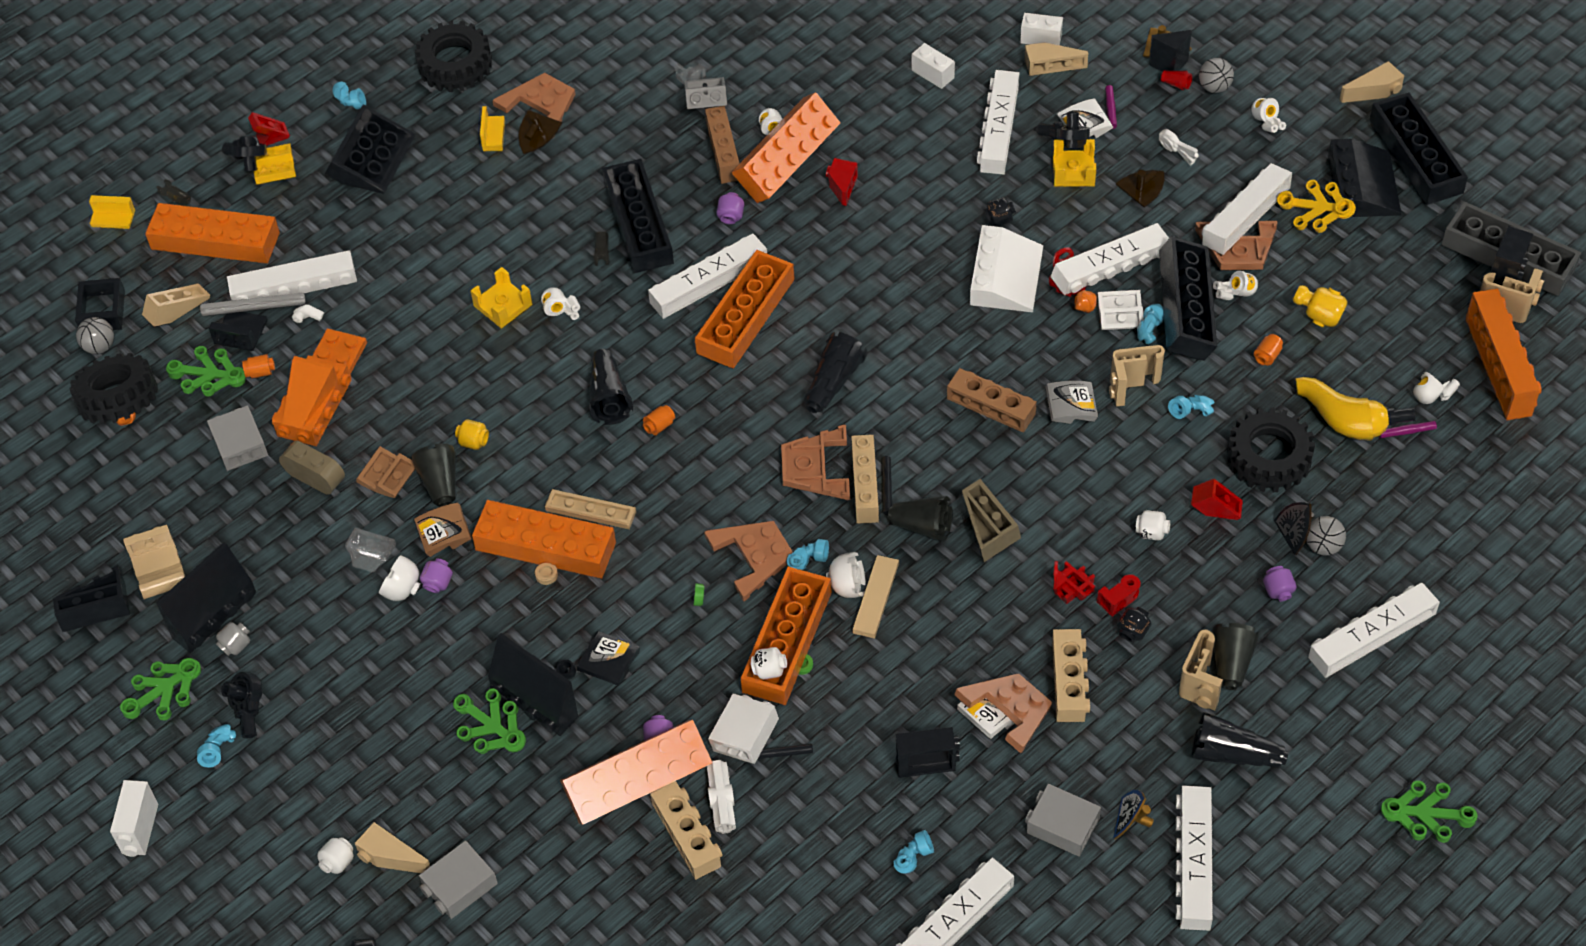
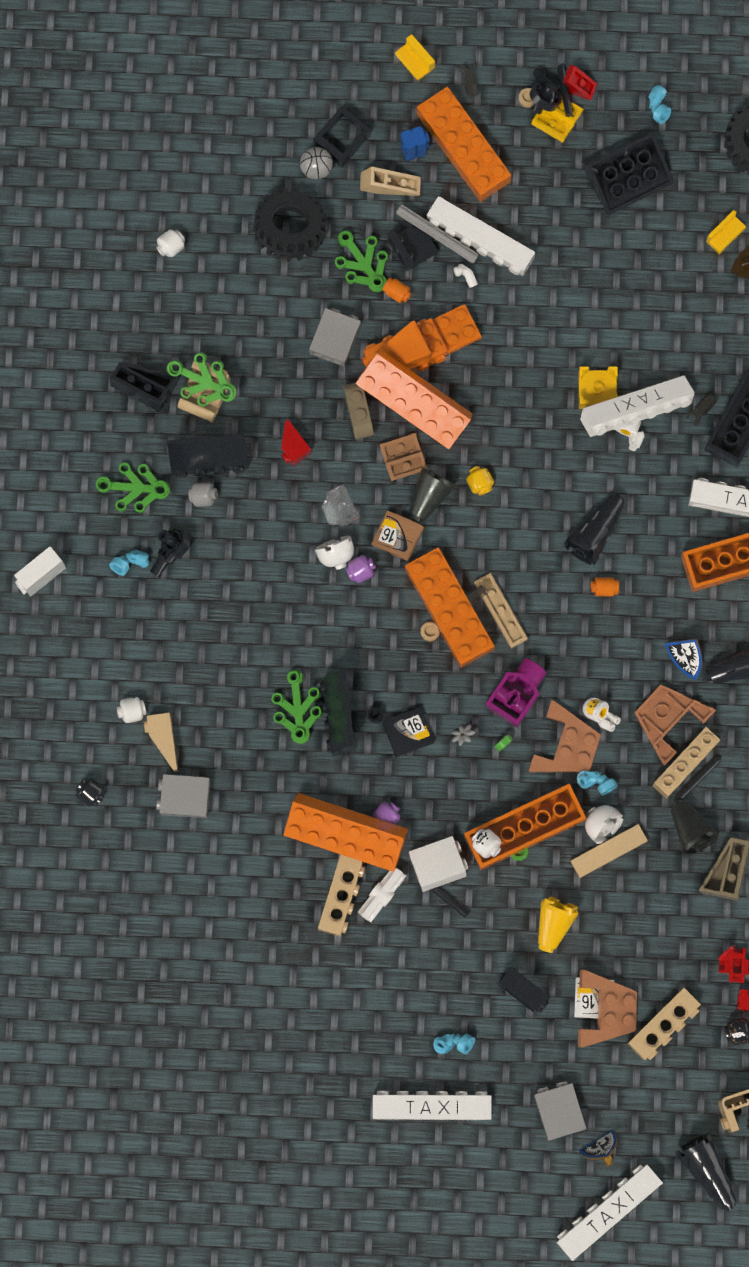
camera: 45 degrees right, 25 degrees up
(16, 488) = (170, 243): none -> white head
(149, 547) = (205, 380): none -> bright green plant
(168, 259) = (414, 143): none -> blue brick
(235, 170) = (524, 98): none -> tan tile
(269, 145) = (565, 92): none -> black bar
(280, 538) = (293, 445): none -> red slope
(352, 414) = (414, 398): none -> brick
(546, 278) = (637, 406): none -> white brick
(558, 504) = (477, 594): none -> clear smoke tile
(657, 620) = (463, 734): none -> light grey plant
(670, 548) = (517, 692): none -> magenta brick
(751, 505) = (598, 711): none -> white piece
(779, 407) = (686, 656): none -> shield
(892, 680) = (554, 922): none -> yellow cone

